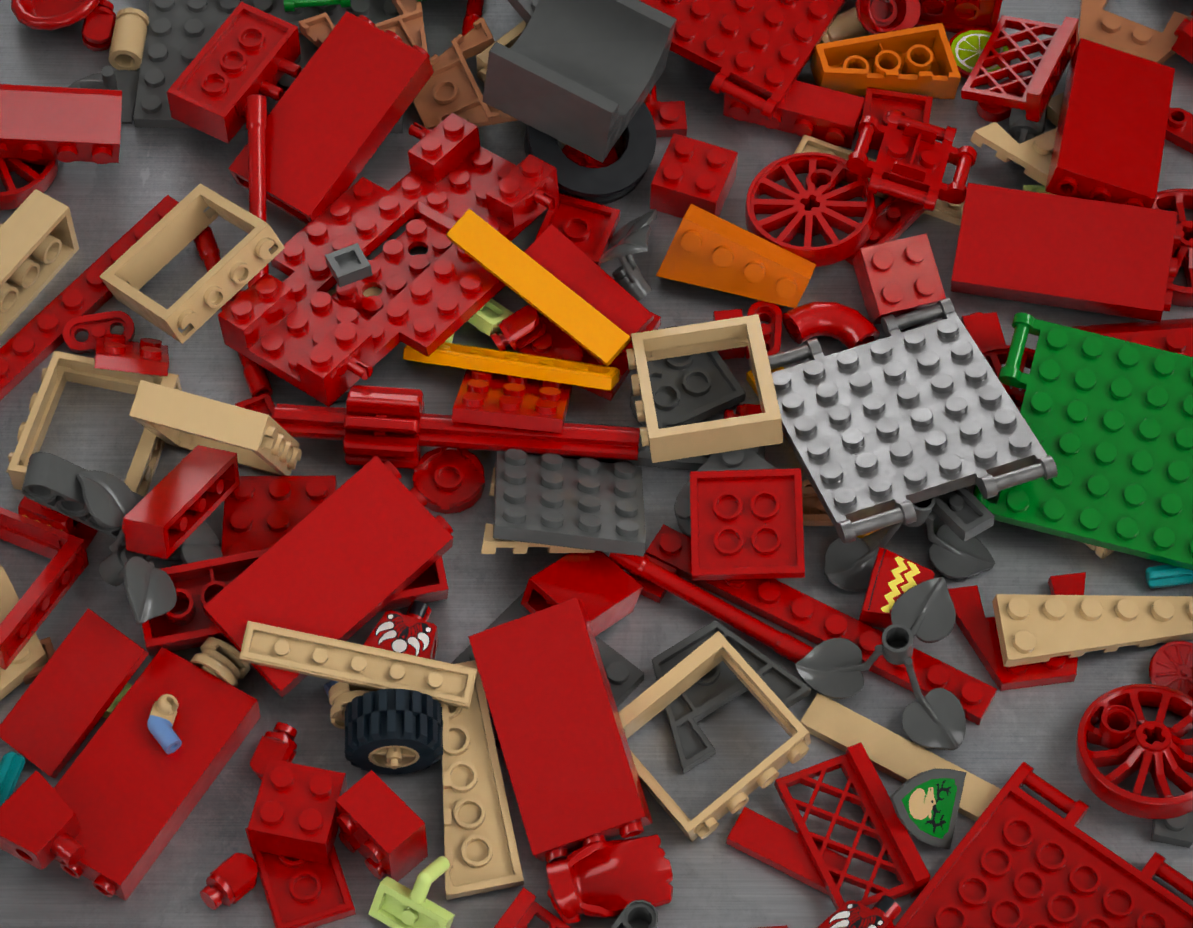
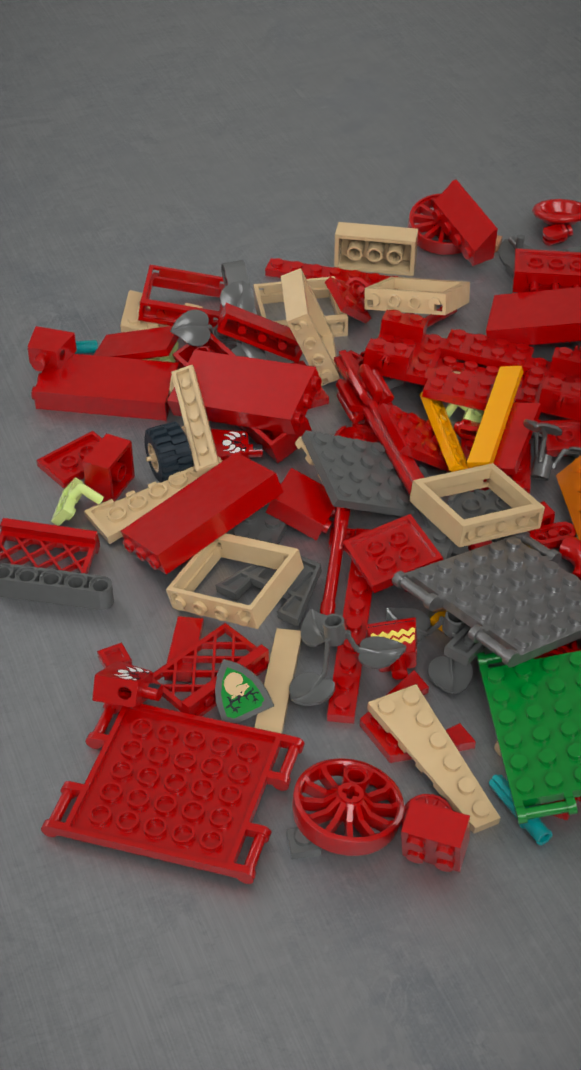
camera: 70 degrees right, 15 degrees down
(128, 39) = (556, 242): tan piece -> none
(161, 723) = (131, 371): arm -> none
(230, 881) = (57, 433): red arm -> none
(256, 124) = (521, 286): red piece -> none
(274, 745) = (138, 425): red arm -> none
(296, 811) = (96, 424): red brick -> none
(348, 265) = (456, 345): dark grey plate -> none
(609, 876) = (125, 566): red hair -> none

